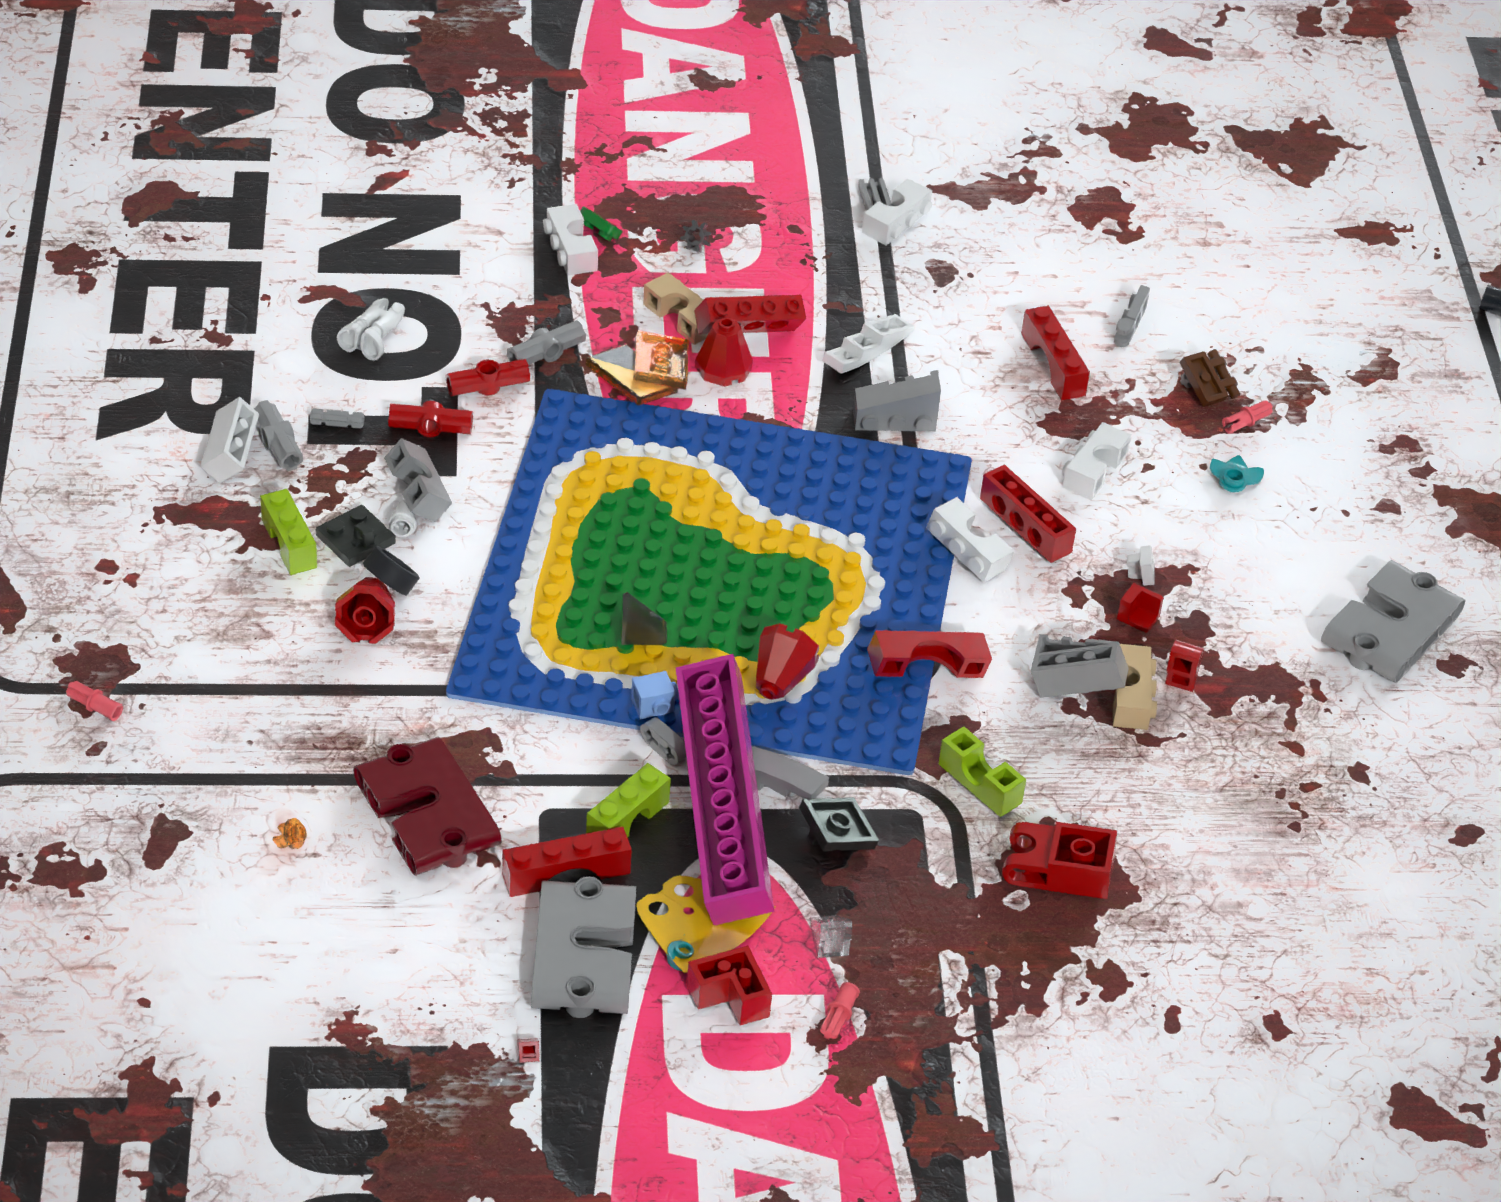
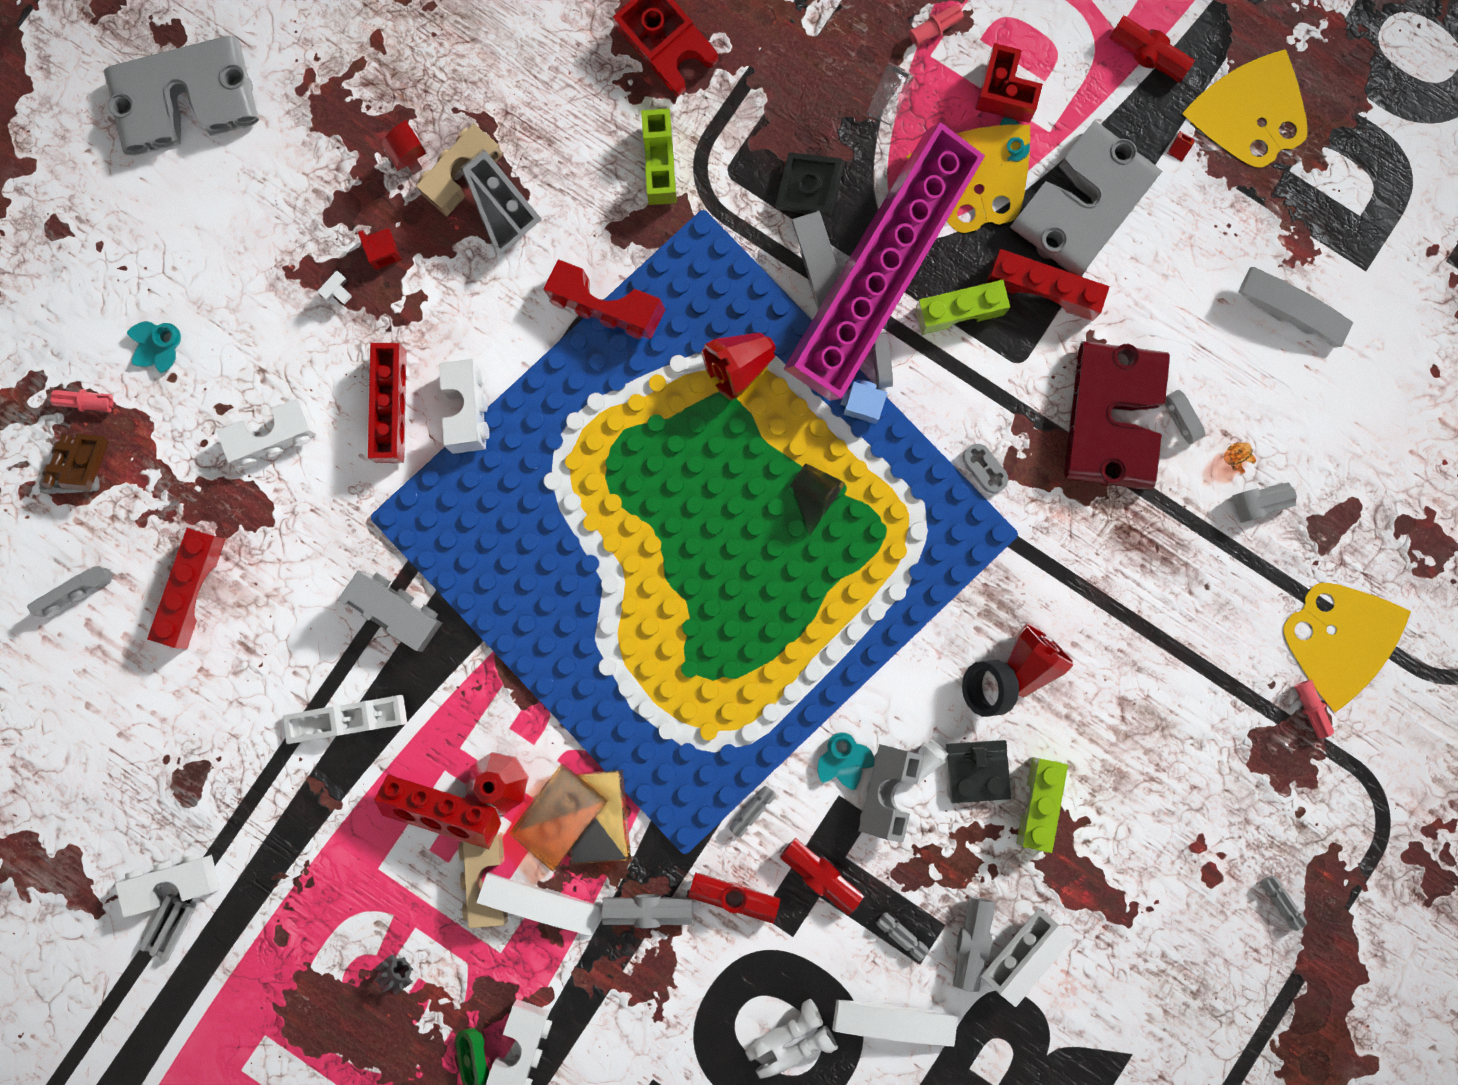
camera: 140 degrees left, 40 degrees up
(33, 572) = (1284, 903): none -> light grey axle
(80, 761) = (1357, 651): none -> yellow piece
(249, 807) = (1258, 503): none -> light grey piece
(312, 363) = (895, 1023): none -> white slope
(327, 963) = (1296, 306): none -> light grey slope
(364, 835) = (1184, 416): none -> light grey beam
(474, 493) = (845, 765): none -> teal plate
(499, 1122) = (1235, 102): none -> yellow piece
(511, 719) = (980, 473): none -> light grey beam
(516, 432) = (752, 811): none -> light grey axle
(621, 1101) = (1151, 49): none -> red piece
(634, 306) = (539, 904): none -> white slope

